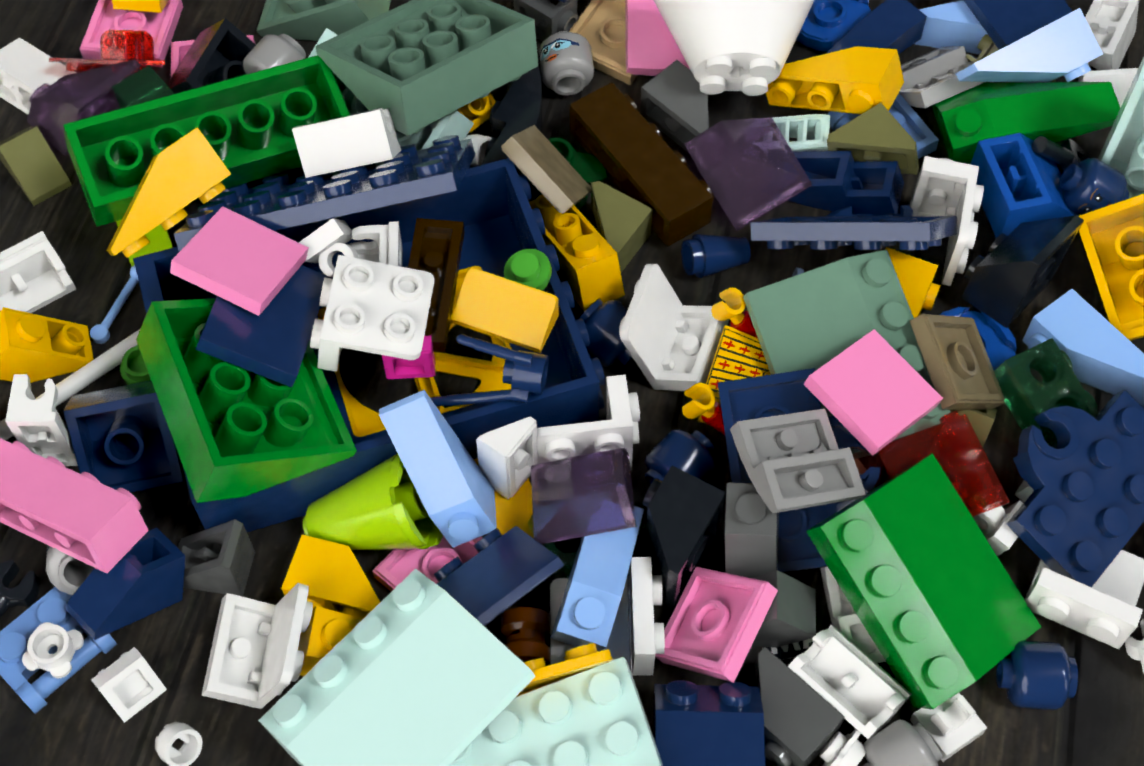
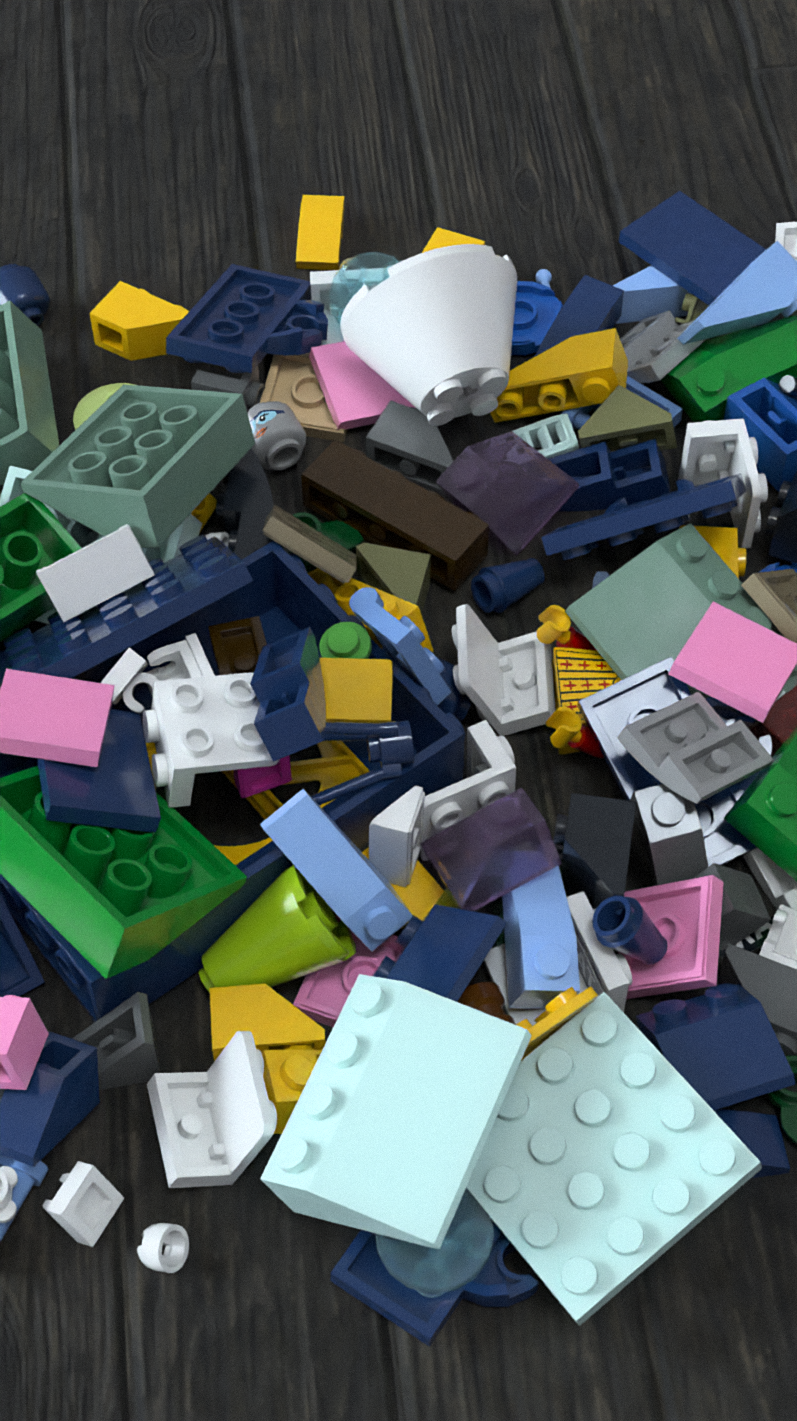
camera: 20 degrees left, 5 degrees down
(448, 302) = (290, 694): none -> dark blue slope
(578, 283) = (401, 641): none -> medium blue plate
(671, 604) = (627, 928): none -> dark blue cone
(684, 451) = (555, 785): dark blue head -> none

